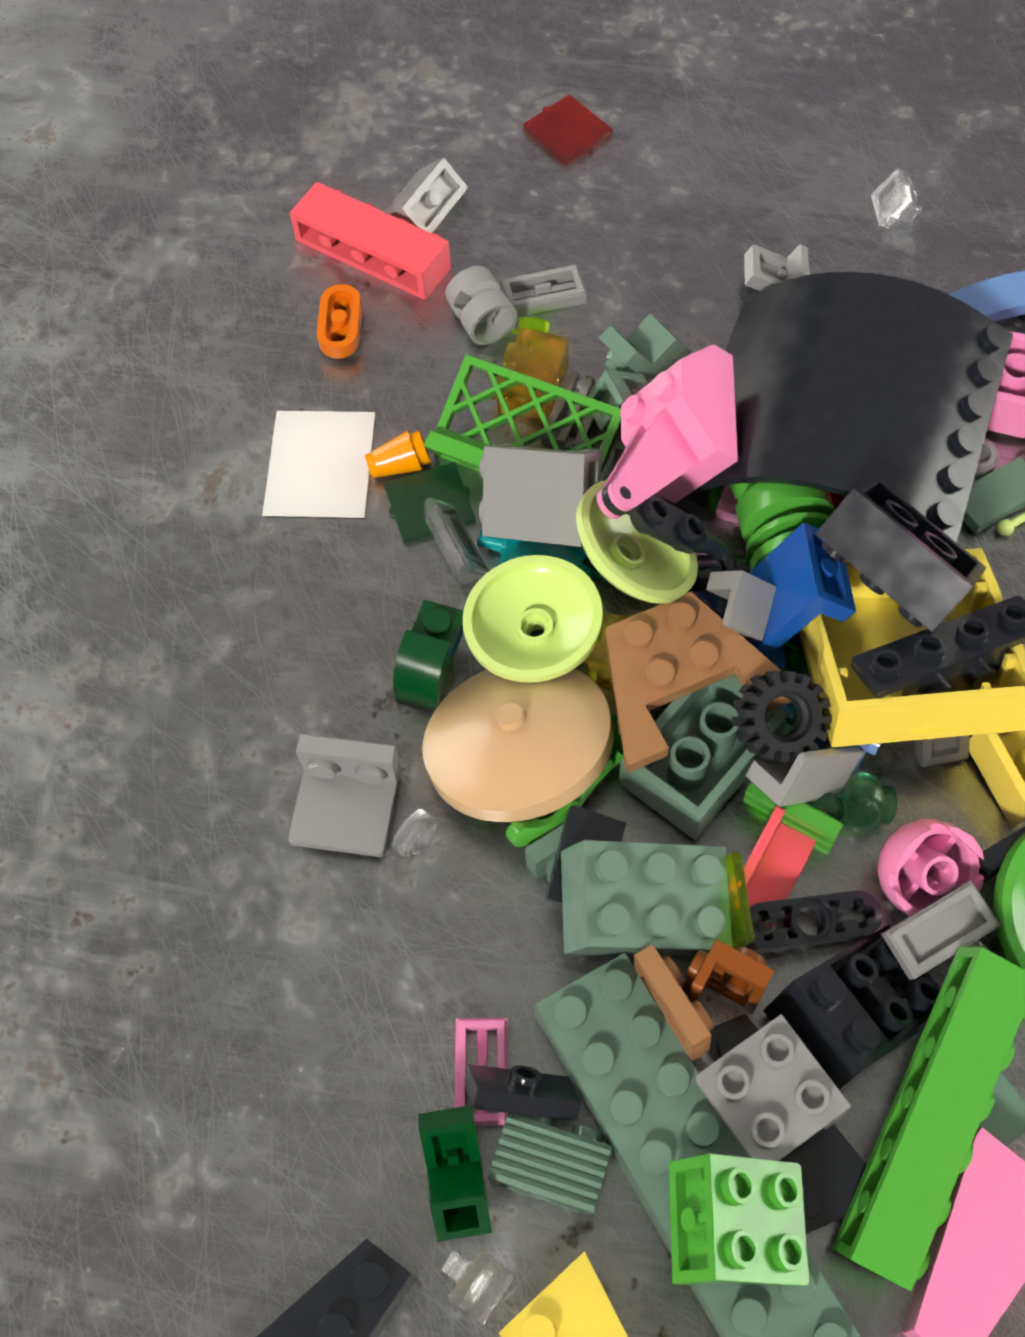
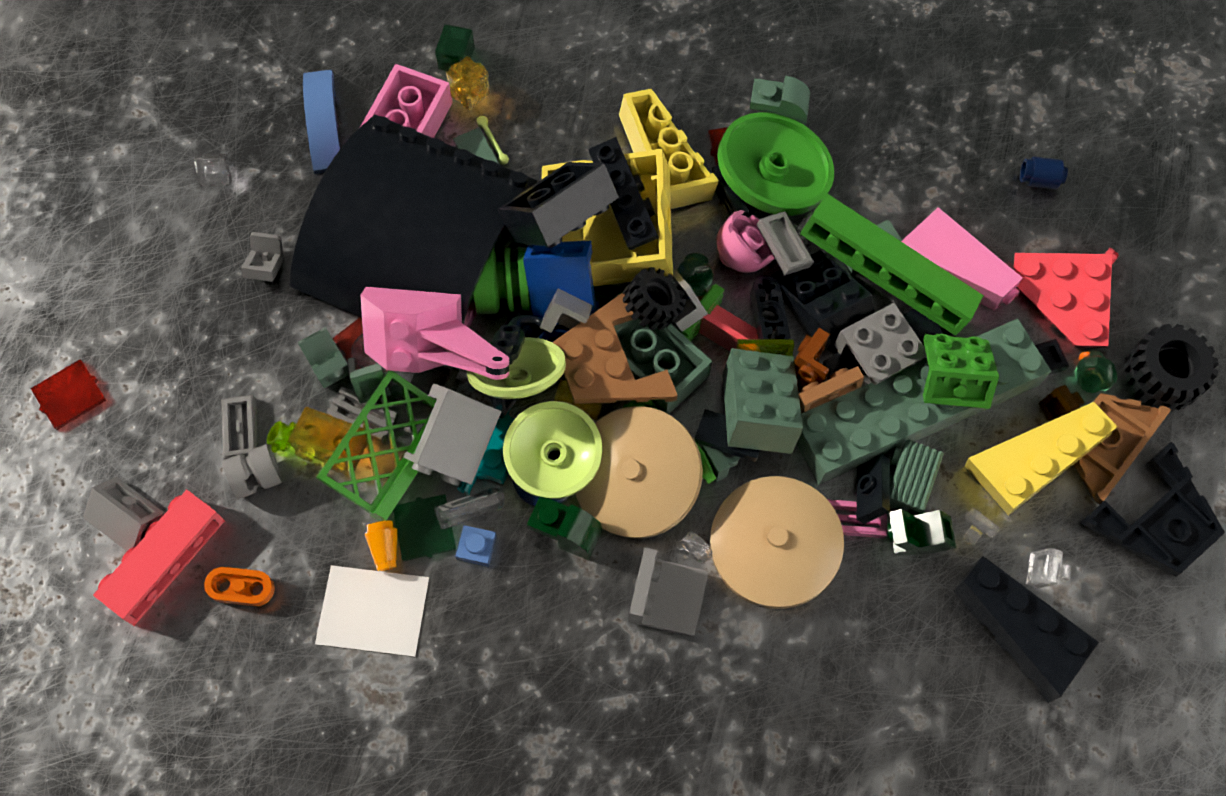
camera: 90 degrees left, 5 degrees up
(406, 562) = (476, 546): none -> medium blue plate
(432, 953) = (776, 542): none -> tan dish

